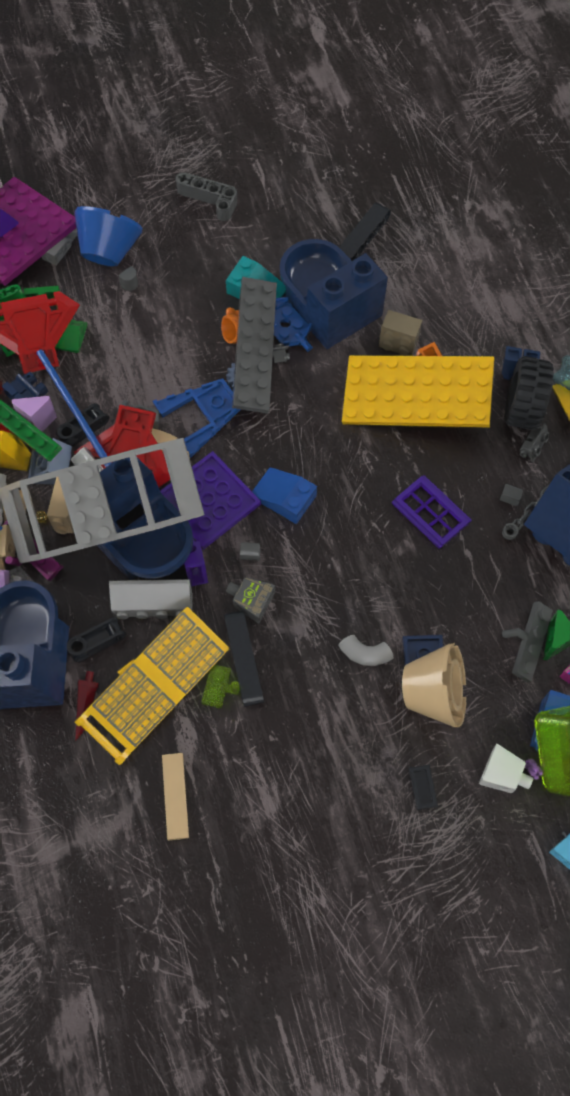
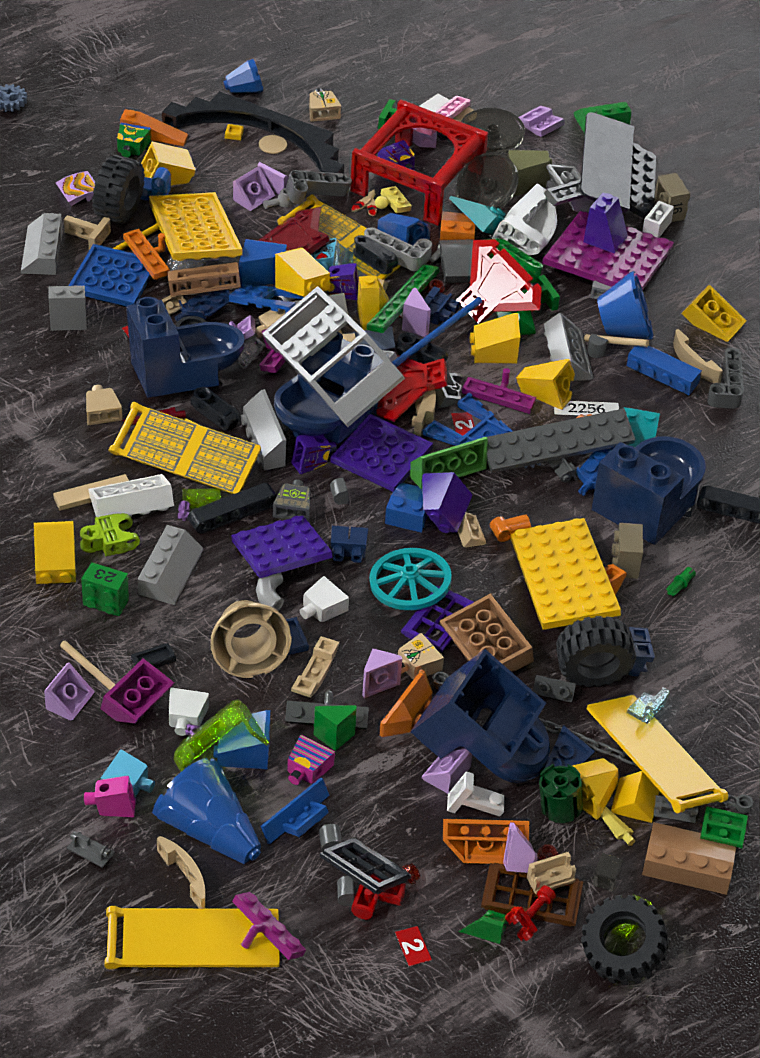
camera: 70 degrees right, 20 degrees down
(51, 756) = (102, 406): none -> tan torso
(96, 354) = (496, 340): none -> yellow slope
(121, 178) = (714, 314): none -> yellow slope
(125, 303) = (567, 342): none -> light grey slope
(135, 257) = (622, 341): none -> tan bar
(162, 377) = (499, 394): none -> magenta plate
(165, 332) = (548, 382): none -> yellow slope
(171, 213) = (710, 370): none -> tan slope
(179, 236) = (664, 368): none -> blue brick
(187, 419) = (462, 422): none -> red sticker
(199, 314) = (586, 408): none -> white sticker
(201, 757) = (132, 496): none -> white slope
(226, 707) = (184, 507): none -> medium lavender piece
(246, 443) = (460, 459): none -> bright green slope
(247, 794) = (109, 535): none -> lime piece
(267, 858) = (54, 552): none -> yellow slope
(302, 461) = (445, 500): none -> dark purple slope
(307, 741) = (169, 565): none -> light grey slope
(314, 625) = (281, 546): none -> dark purple plate
(320, 562) = (353, 547): none -> dark blue hips
(327, 454) = (470, 531): none -> tan slope
(334, 814) = (105, 589): none -> green brick
(337, 422) = (503, 527): none -> orange piece
(381, 524) = (410, 575): none -> teal wheel
(391, 605) = (324, 601): none -> white torso
(413, 860) = (87, 665): none -> tan bar
(435, 308) = (680, 581): none -> green axle
(460, 886) = (67, 693): none -> lavender slope
(474, 638) = (317, 668): none -> tan slope
(475, 477) = (489, 628): none -> medium nougat slope
(481, 542) = (420, 655): none -> tan torso
(481, 815) = (136, 693): none -> magenta slope
(502, 581) = (381, 672): none -> lavender slope
(537, 565) = (408, 707): none -> orange wedge

